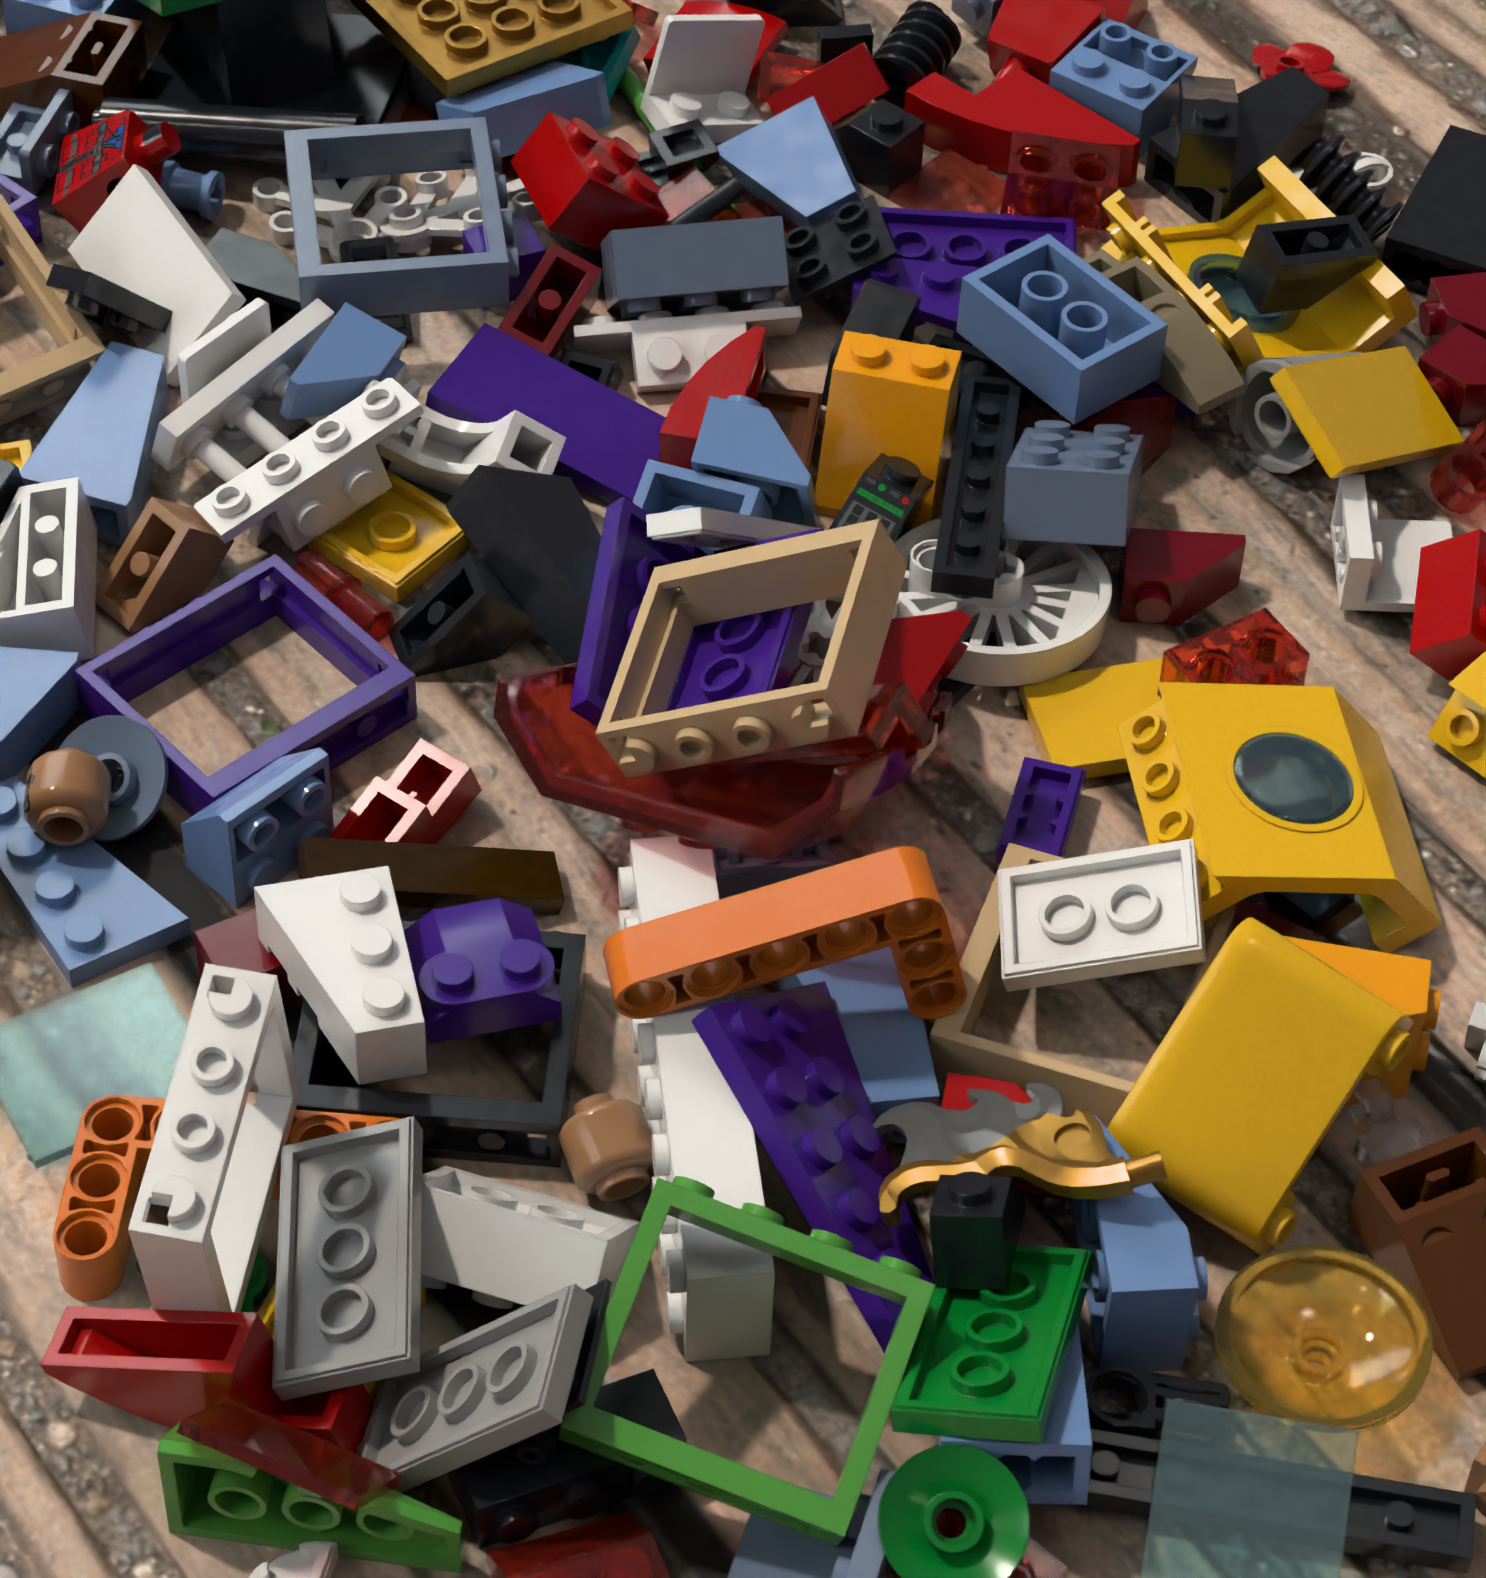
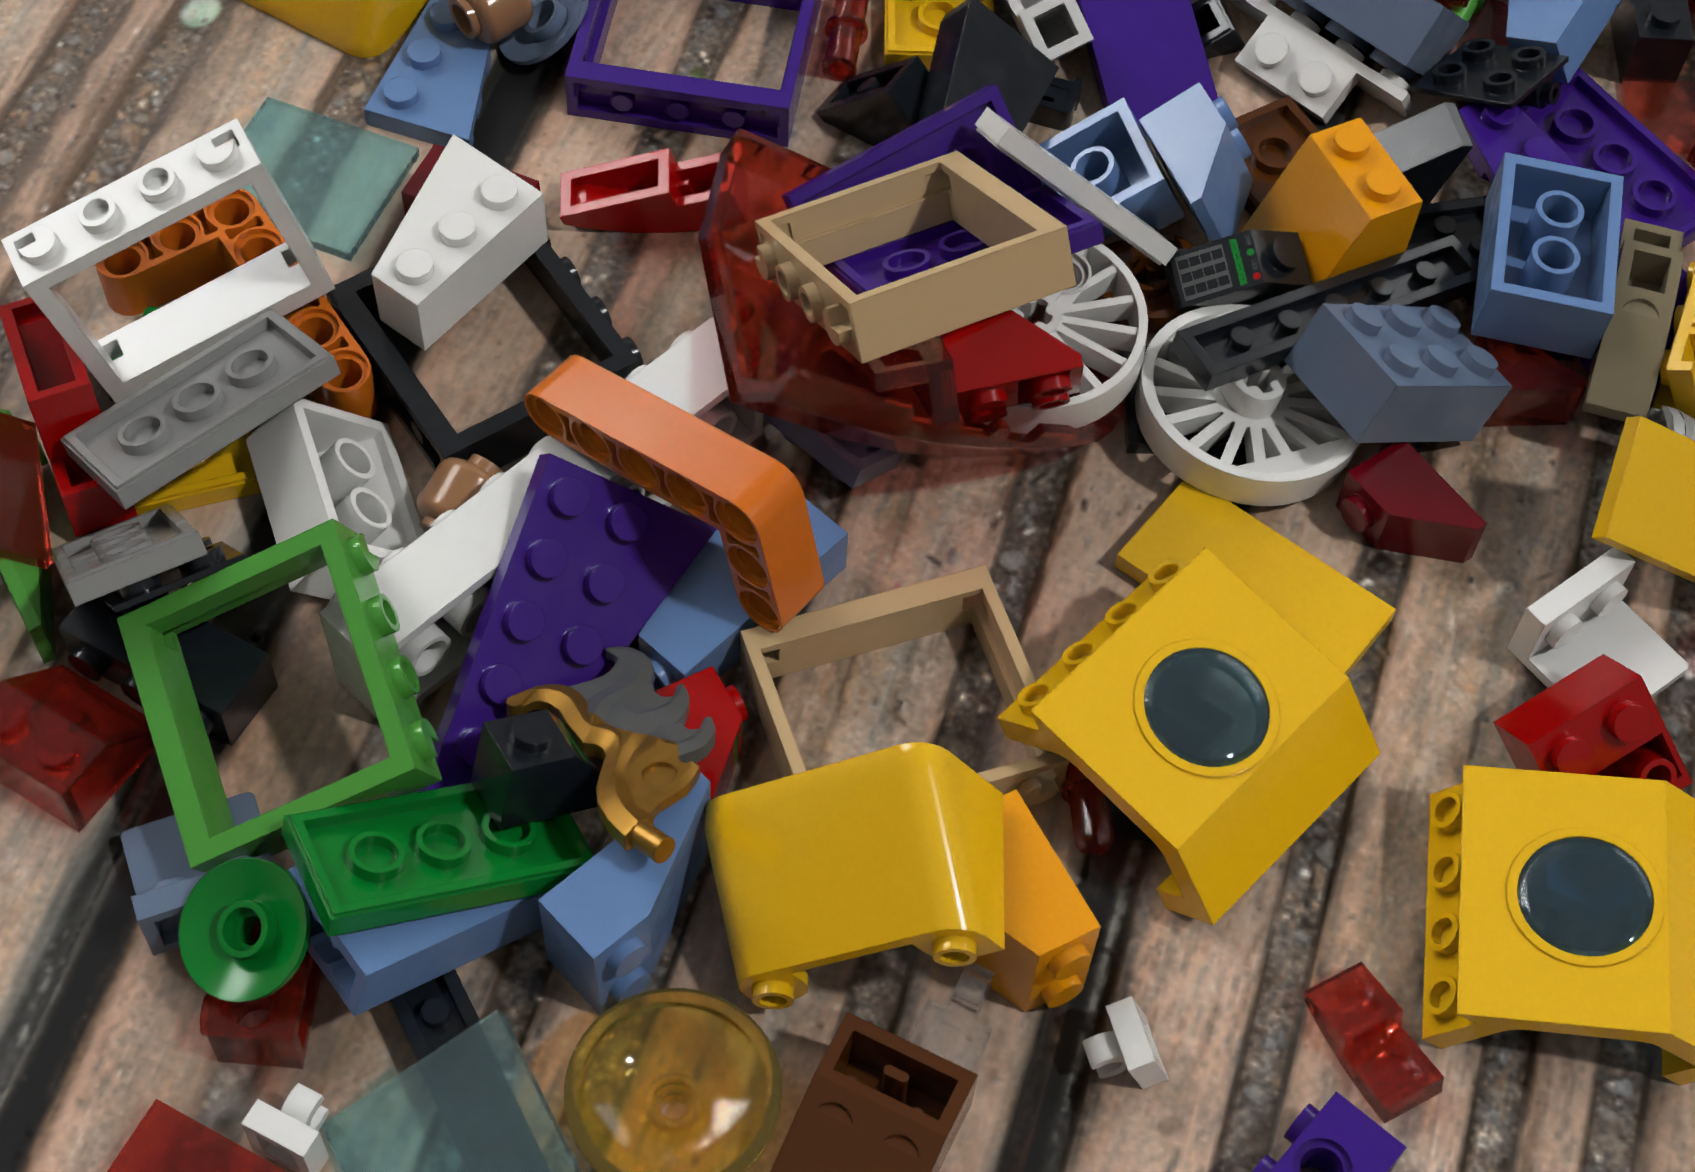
camera: 50 degrees right, 10 degrees up
(257, 827) = (571, 121): medium blue slope -> none
(443, 873) = (618, 240): dark brown tile -> none
(481, 970) = (535, 315): dark purple slope -> none
(731, 371) = (1272, 102): red slope -> none
(1042, 807) = (1060, 575): dark purple plate -> none
(1100, 915) = (944, 665): white tile -> none
(1149, 1394) = (536, 1022): black piece -> none
(1241, 652) = (1329, 597): clear red brick -> none

